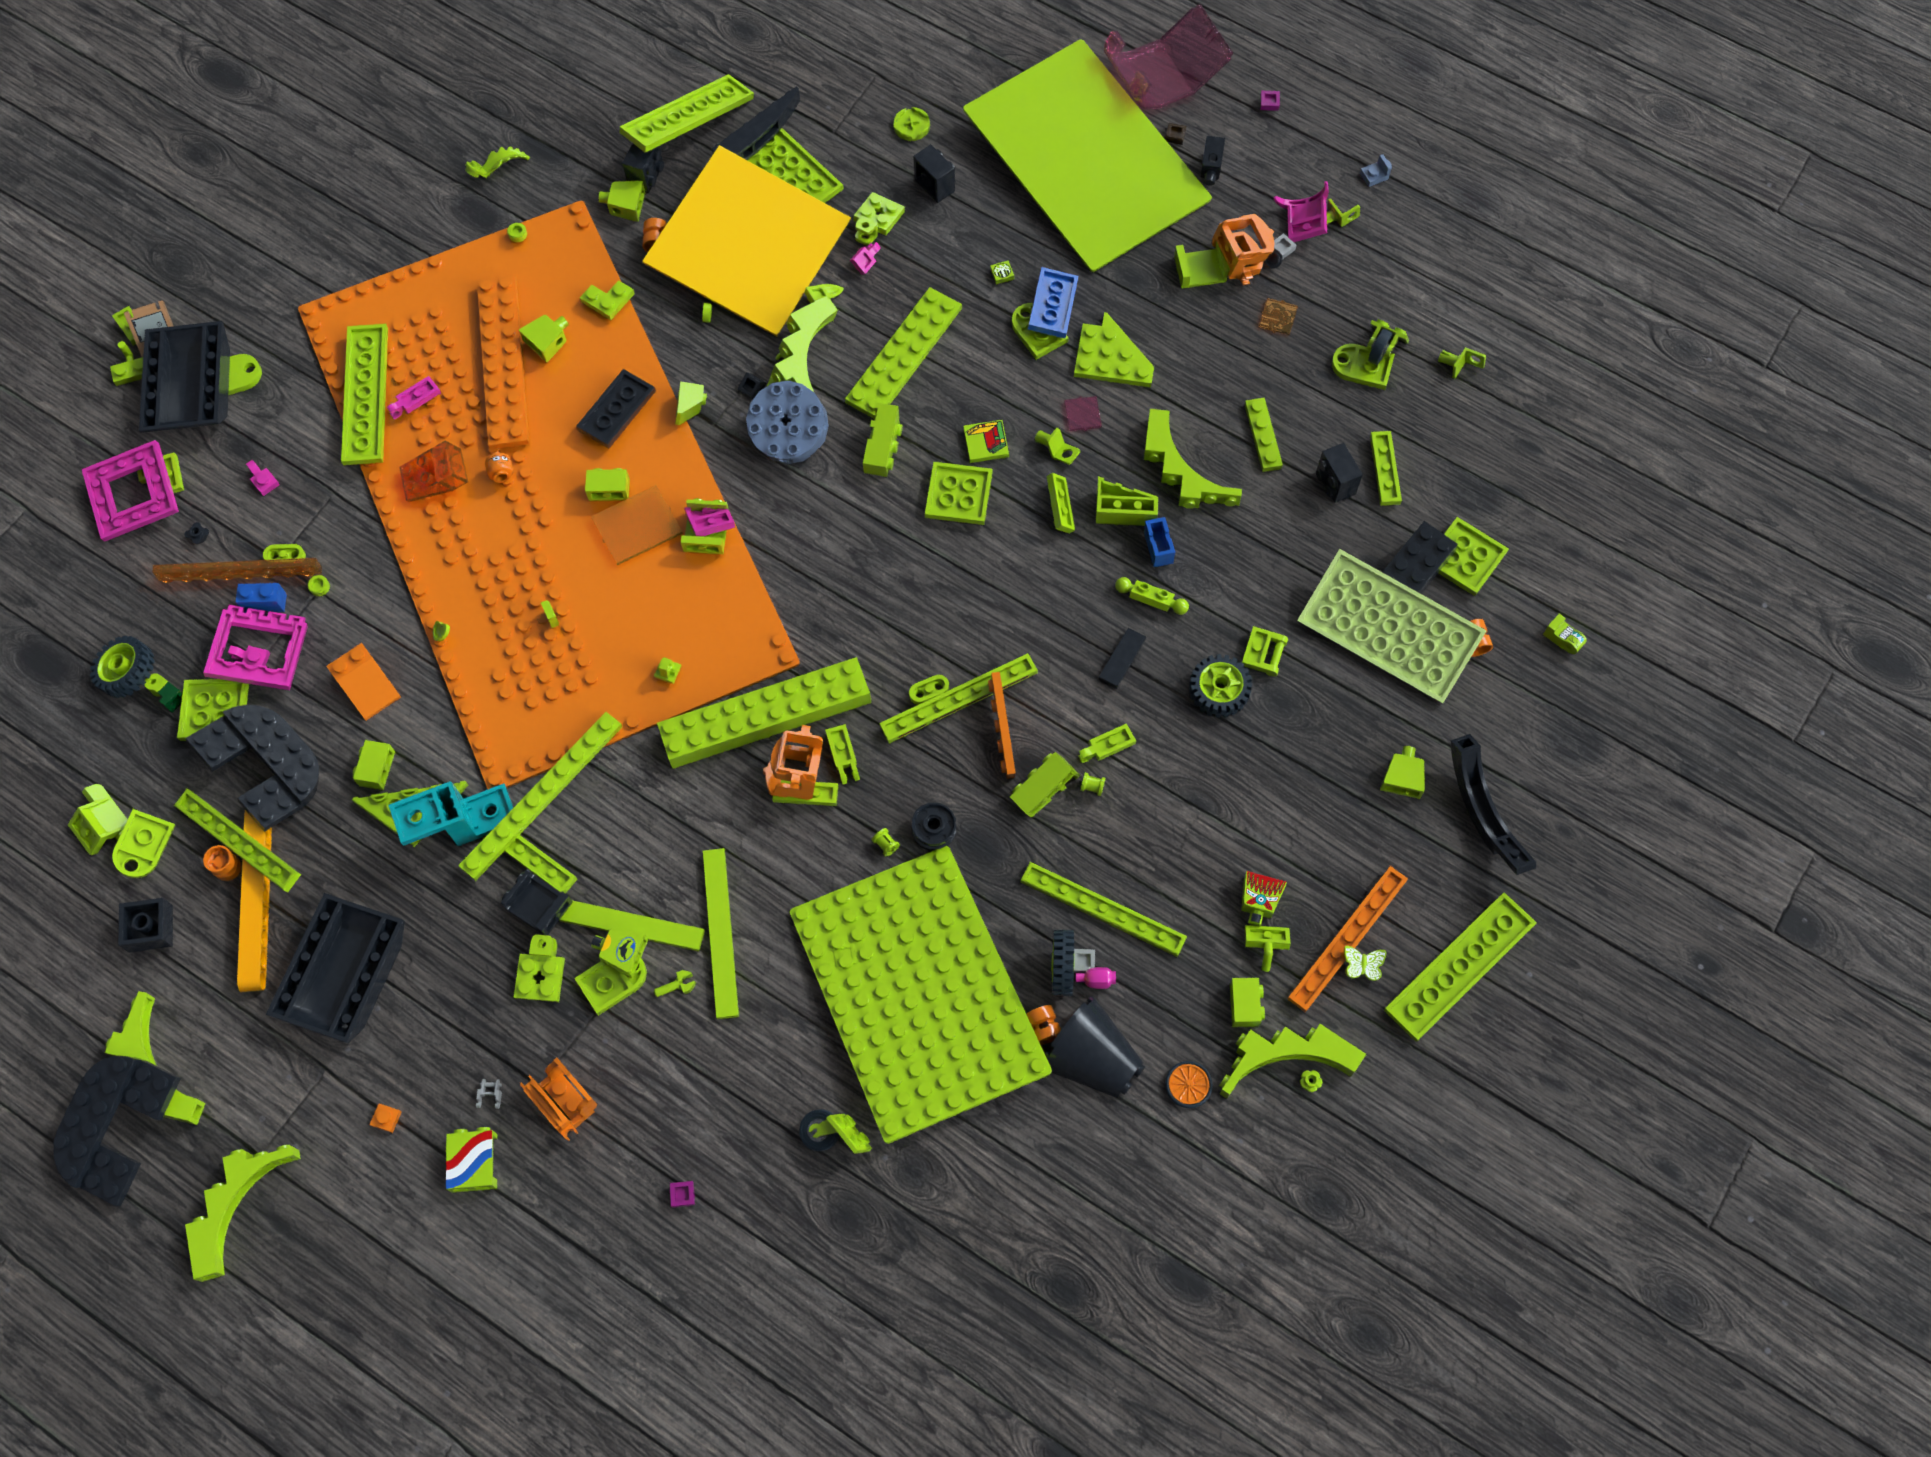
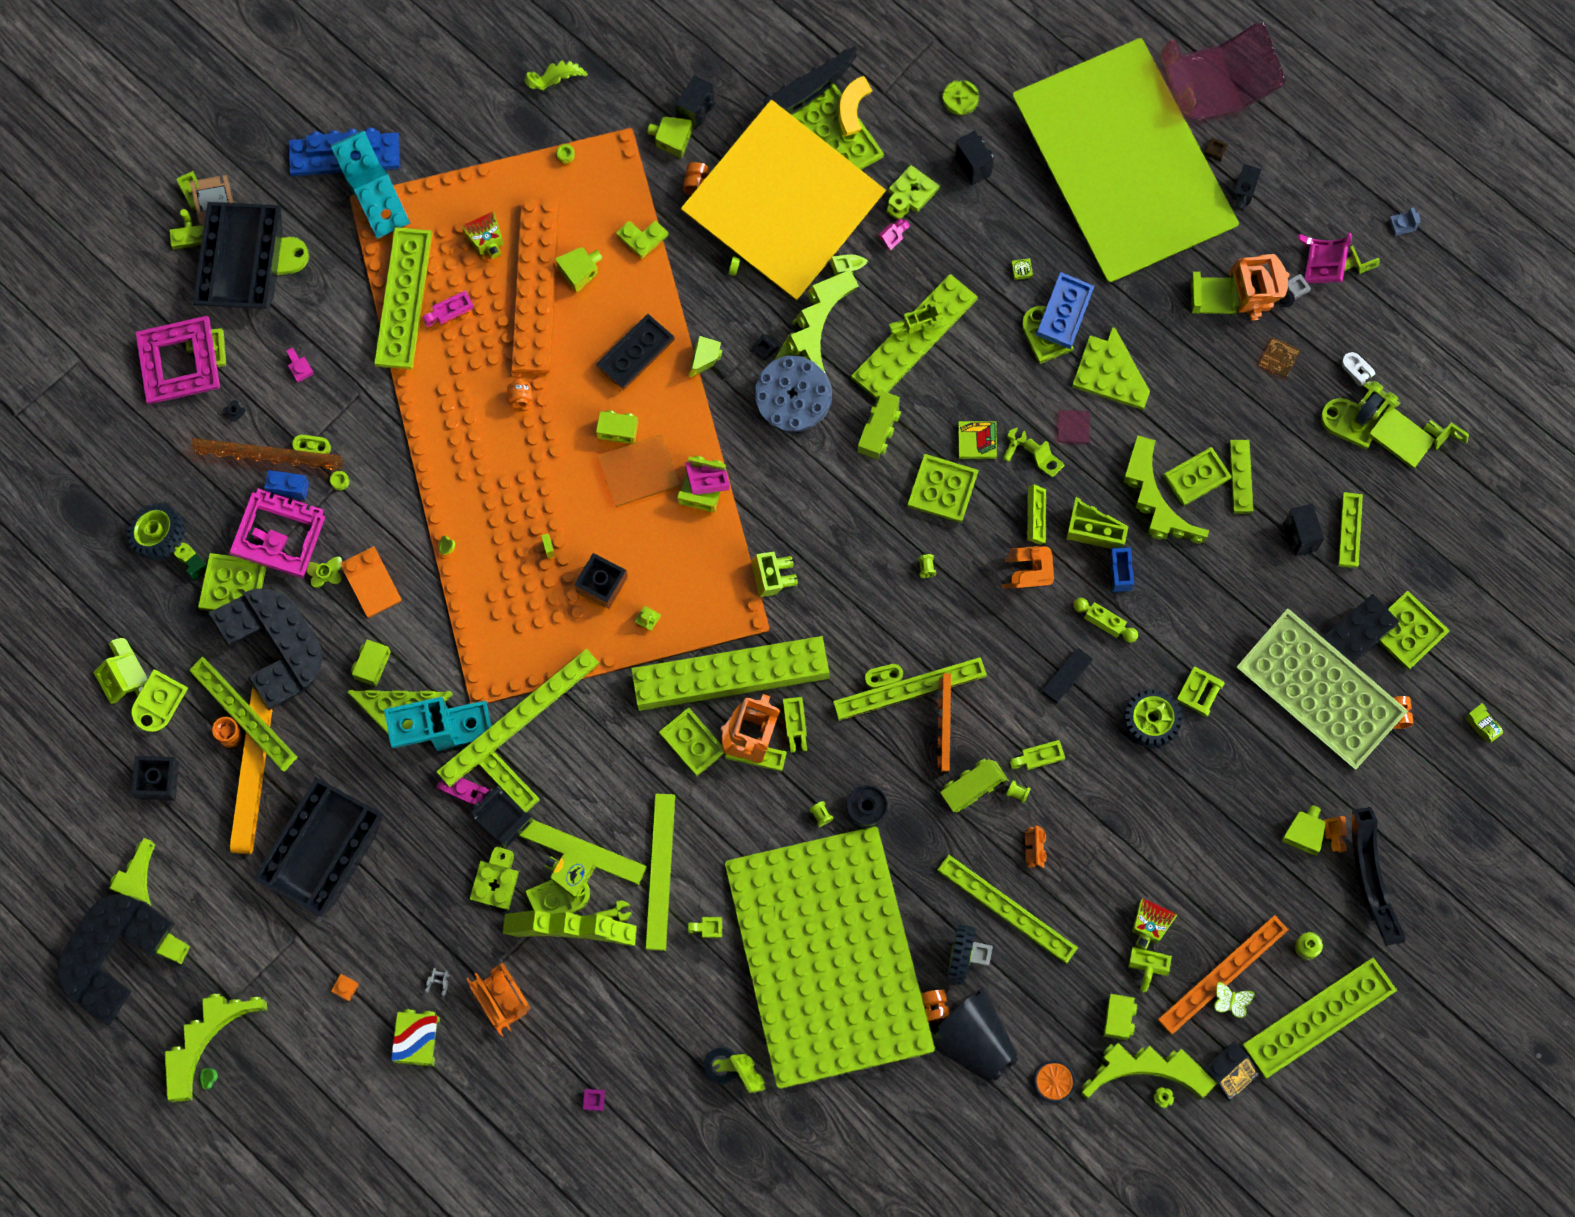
camera: 10 degrees right, 5 degrees up
(239, 1245) = (207, 1077): none -> bright green piece
(287, 266) = (316, 156): none -> blue plate
(313, 680) = (325, 572): none -> lime animal
(315, 287) = (370, 184): none -> teal bracket
(434, 472) = (458, 388): clear orange slope -> none
(442, 319) = (484, 235): none -> torso
(491, 882) = (463, 790): none -> dark pink plate
(611, 639) = (601, 580): none -> black brick
(625, 1004) = (569, 925): none -> lime arch
(686, 113) = (745, 57): lime plate -> none
(734, 790) = (692, 742): none -> lime plate
(783, 982) = (710, 927): none -> lime plate
(788, 604) = (767, 573): none -> lime brick
(799, 144) = (848, 105): none -> yellow tile
(898, 336) = (912, 323): none -> lime piece
(955, 572) = (926, 566): none -> lime bush
(1024, 438) = (1014, 443): none -> lime bar
(1076, 553) = (1042, 571): none -> orange animal
(1097, 977) = (990, 971): dark pink plant -> none
(1120, 829) = (1035, 837): none -> orange hinge
(1218, 441) = (1197, 476): none -> lime tile
(1270, 100) = (1315, 129): magenta plate -> none
(1352, 310) = (1353, 362): none -> white plate
(1379, 1038) = (1232, 1071): none -> black slope
(1417, 371) = (1401, 437): none -> lime tile
(1433, 892) = (1304, 950): none -> lime head
(1435, 768) = (1335, 830): none -> orange plate

